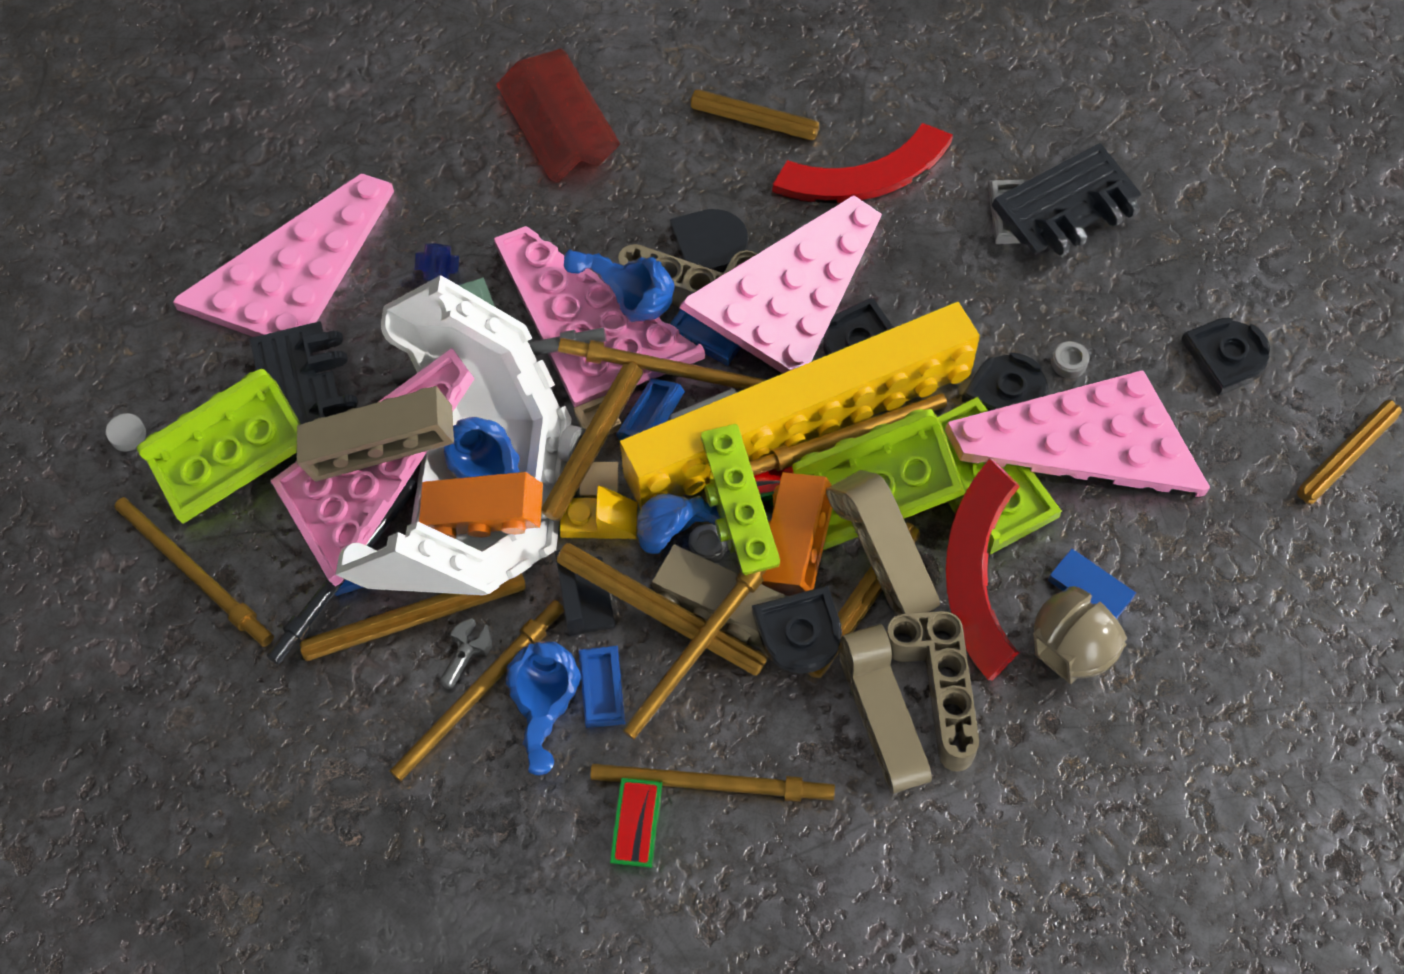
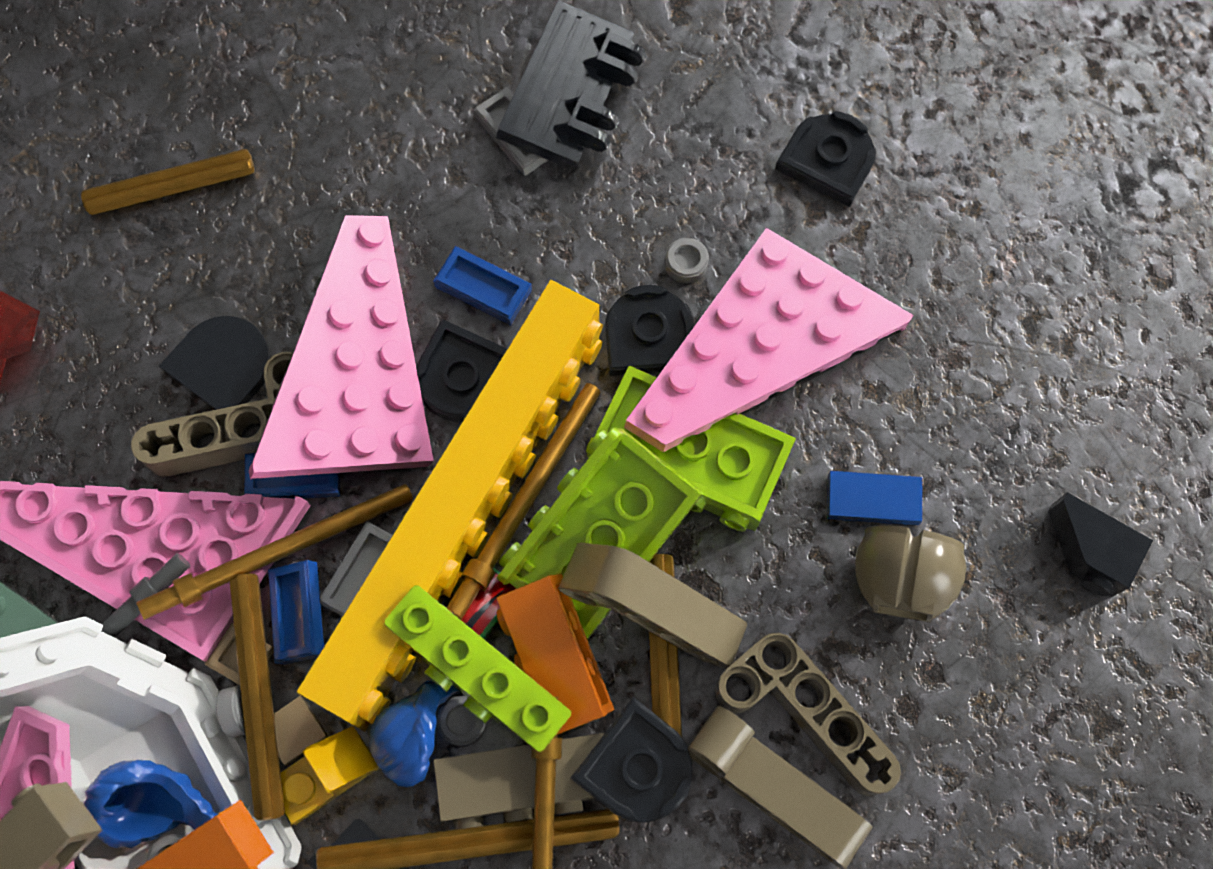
camera: 40 degrees left, 10 degrees up
(640, 285) = (182, 475): blue hair -> none
(868, 179) = (342, 186): red tile -> none
(912, 289) = (482, 285): none -> blue tile
(968, 568) = (754, 571): red tile -> none
(1235, 716) = (1097, 546): none -> black slope
(1349, 451) = (1008, 192): pearl gold axle -> none

